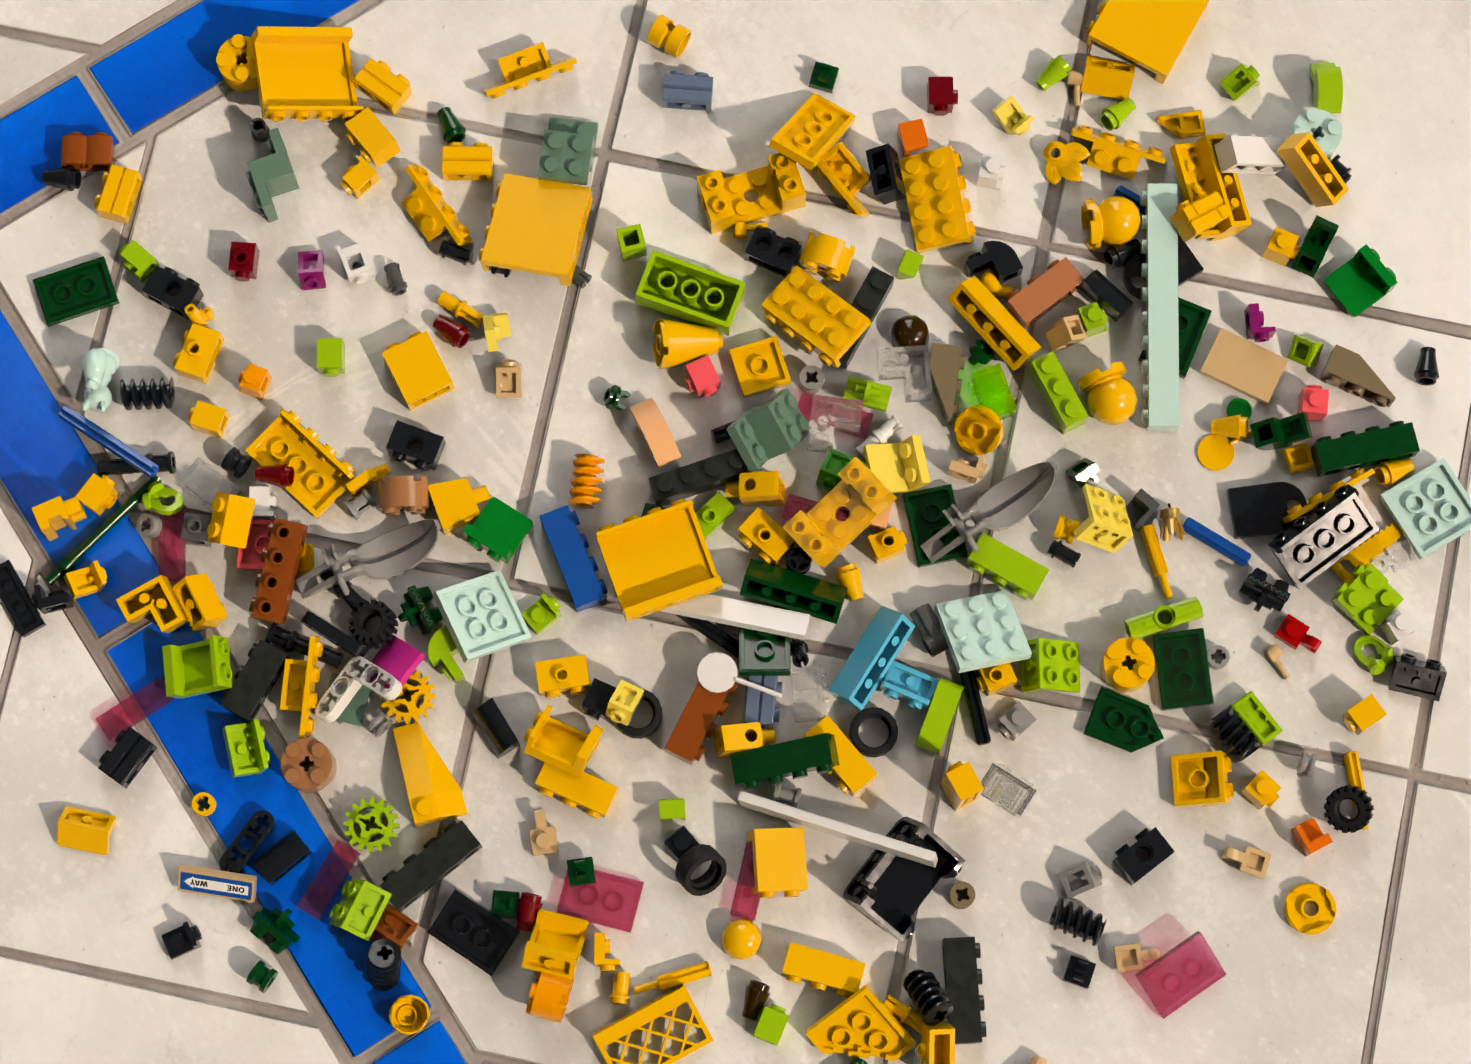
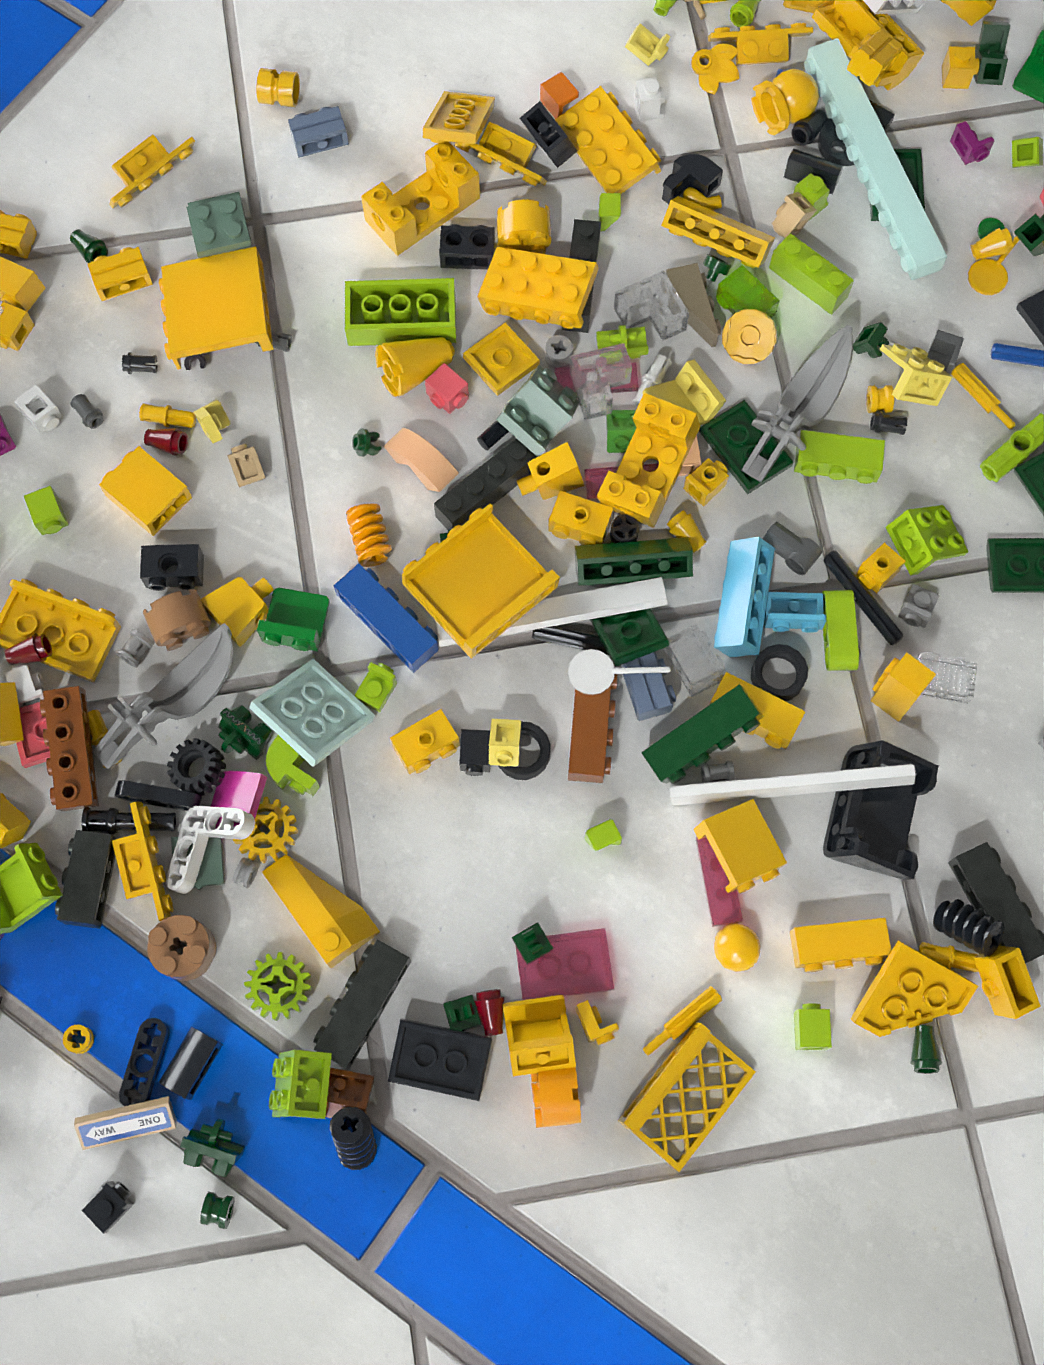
camera: 20 degrees left, 5 degrees down
(246, 748) = (104, 957): lime bracket -> none
(328, 880) = (252, 1068): clear pink tile -> none
(352, 599) = (161, 749): black pin -> none
(367, 479) = (131, 619): yellow tile -> none
(409, 1014) = (404, 1184): yellow hair -> none
(430, 209) = (97, 332): yellow bracket -> none
(495, 728) = (375, 825): black brick -> none
(543, 838) = (475, 924): tan plate -> none
(561, 744) = (453, 814): yellow panel -> none
(586, 791) = (488, 855): yellow brick -> none
(620, 988) = (629, 1056): yellow pin -> none
(631, 242) = (319, 286): lime brick -> none
(680, 842) = (630, 870): black brick -> none
(710, 879) = (650, 882): black tyre -> none
(714, 514) = (517, 515): lime plate -> none
(732, 739) = (642, 732): yellow torso -> none
(741, 228) = (426, 239): yellow hand -> none
(755, 998) = (781, 1006): dark brown cone -> none
(799, 652) = (668, 621): black pin -> none
(823, 77) = (447, 74): dark green tile -> none
(910, 331) = (635, 269): dark brown hair -> none
(941, 95) = (569, 49): dark red brick -> none
(959, 899) = (944, 810): dark tan wheel -> none
(963, 470) = (753, 381): tan bracket -> none
(982, 631) = (846, 526): light aqua plate -> none
(1044, 292) = (753, 186): nougat brick -> none
(1110, 396) = (864, 254): yellow tile -> none
(1119, 676) = (1006, 505): yellow brick -> none
(1171, 521) = (976, 348): pearl gold piece -> none
(1244, 366) = (976, 188): tan tile -> none

